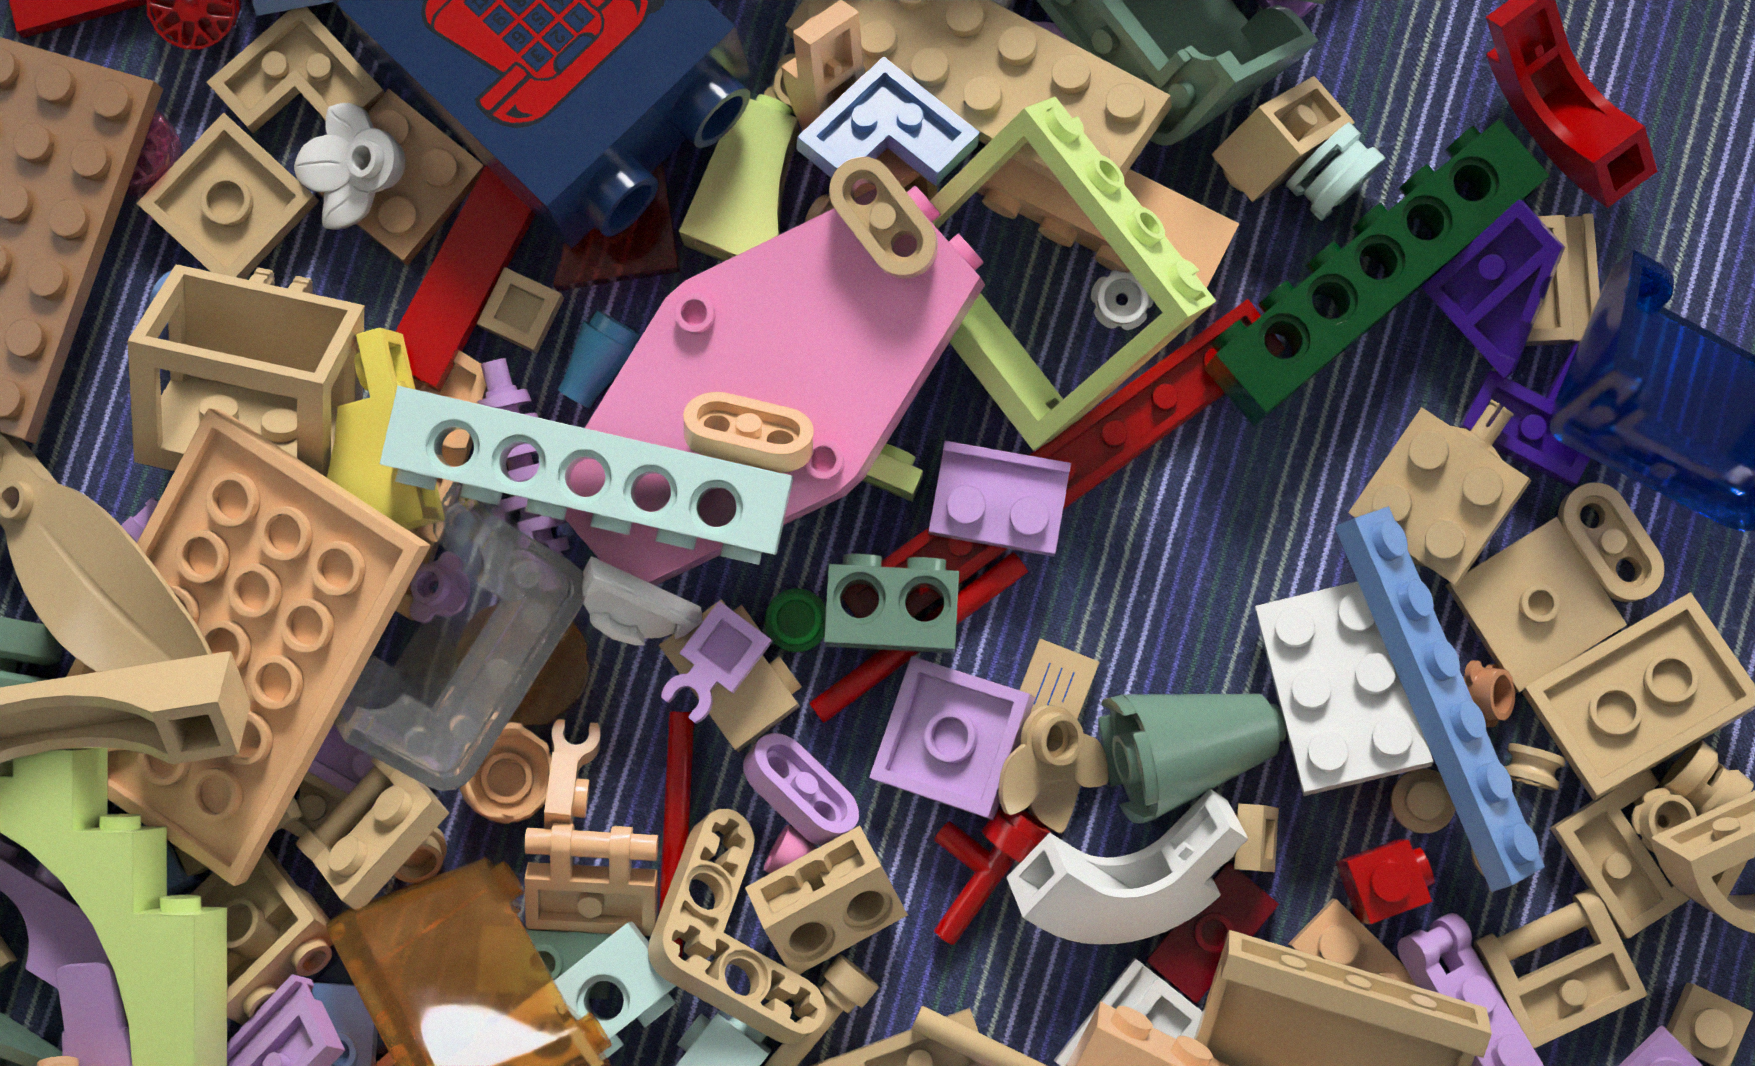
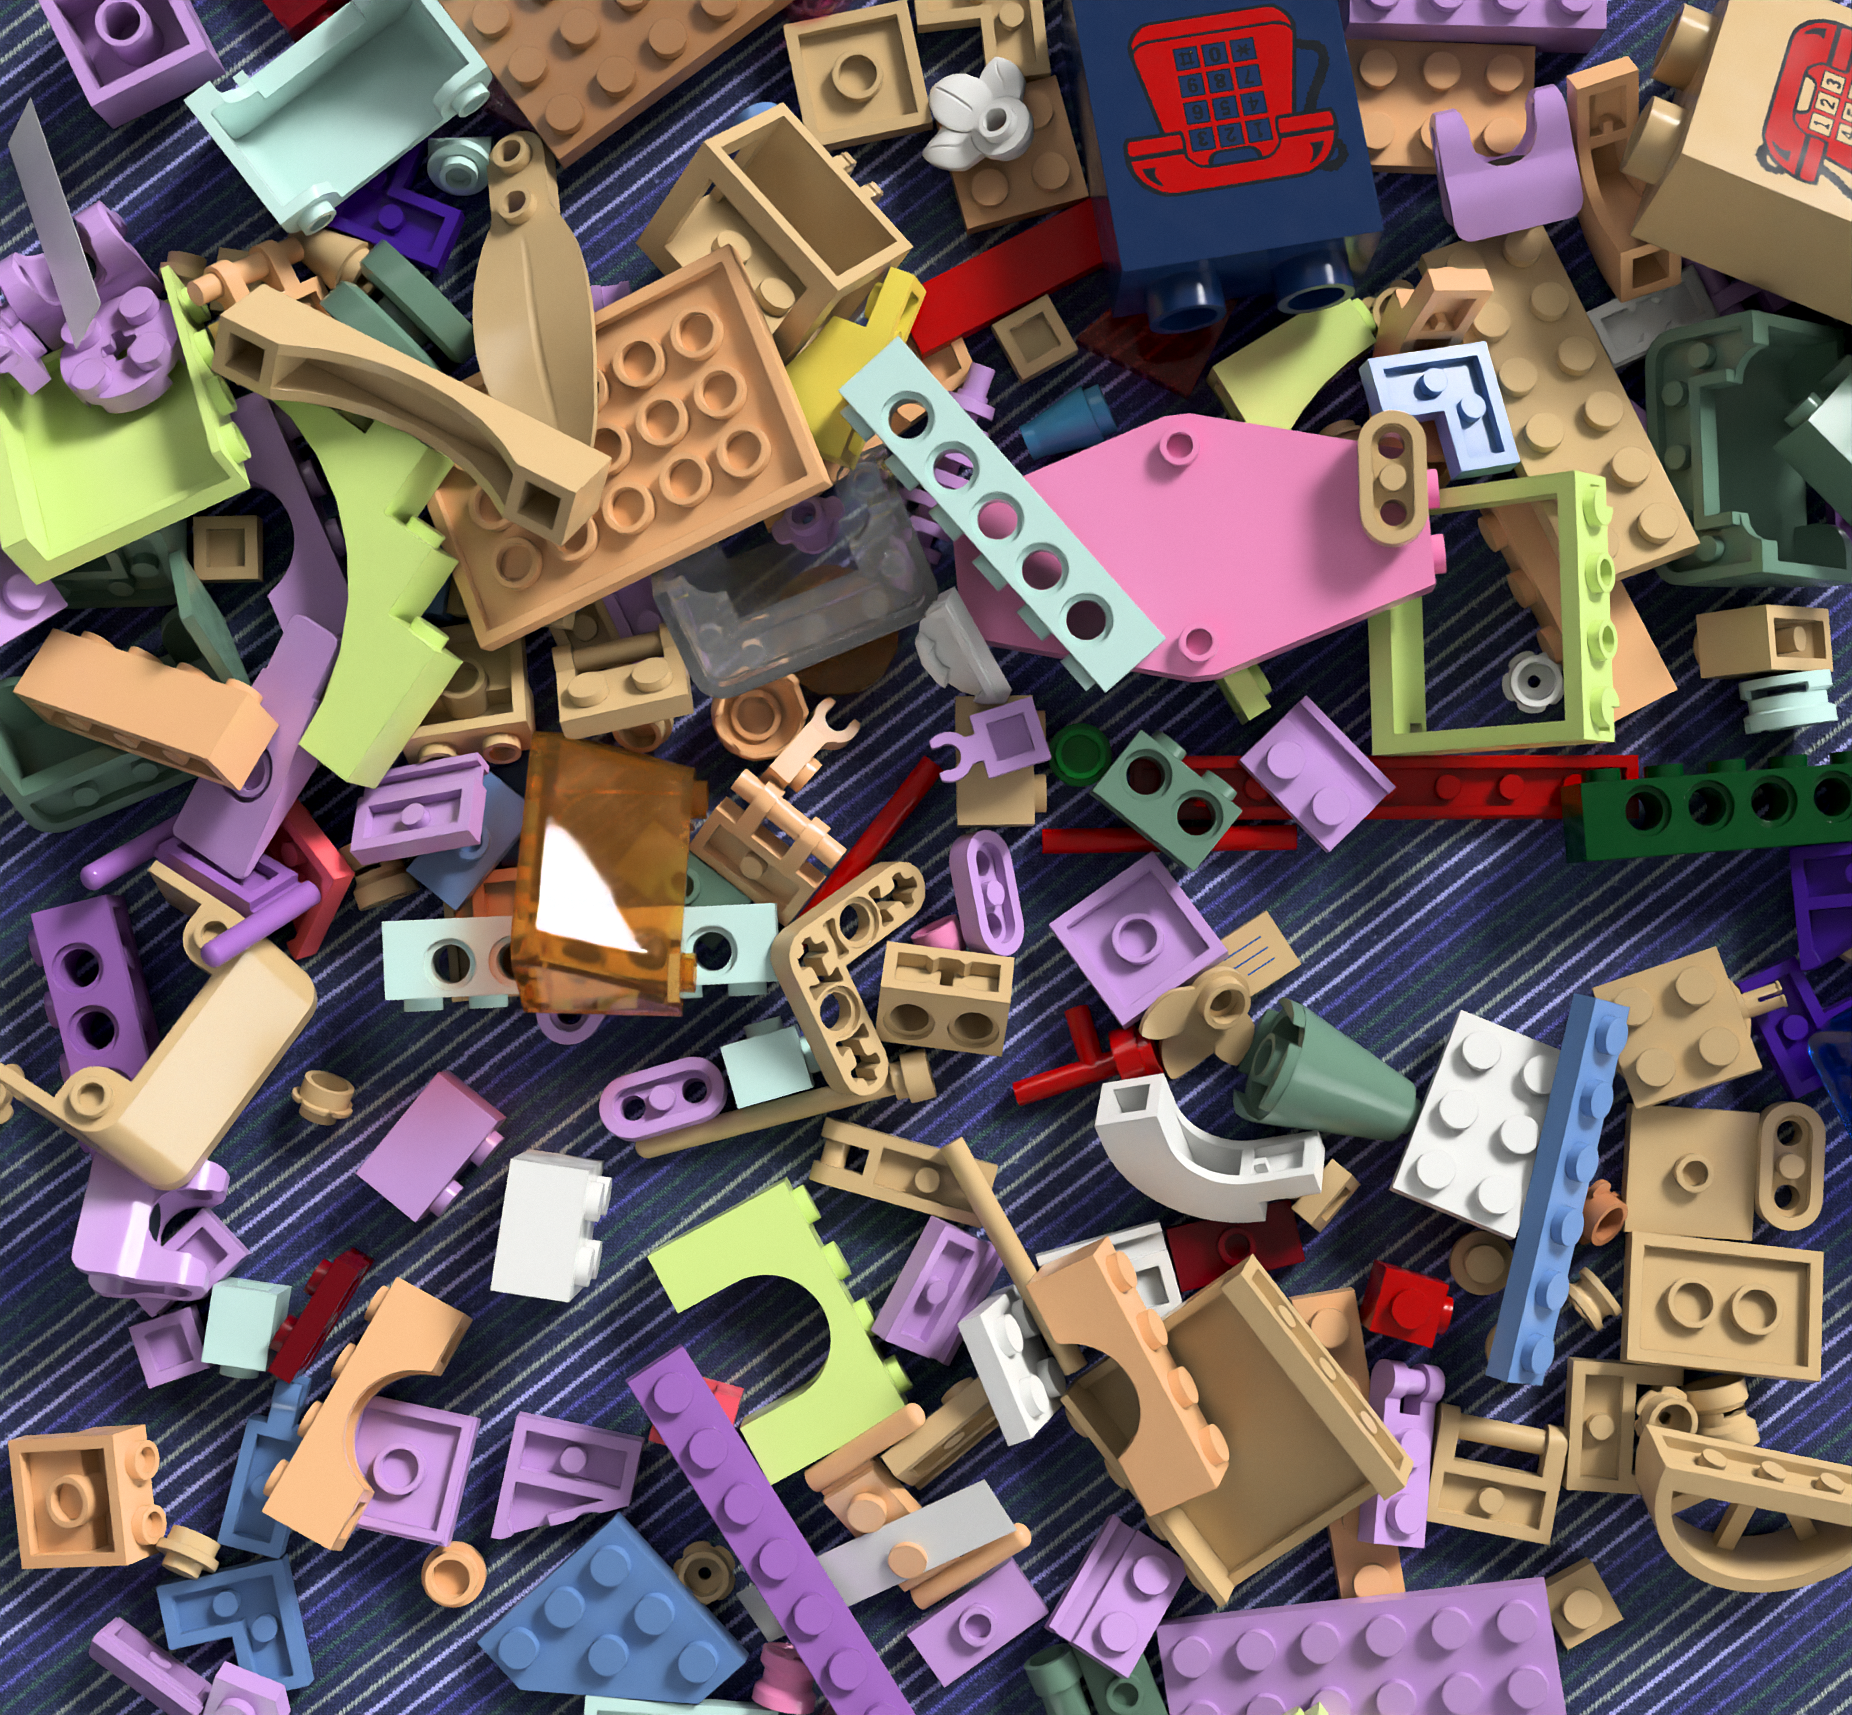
camera: 30 degrees right, 5 degrees up
(748, 432) = (1155, 576): light nougat plate -> none

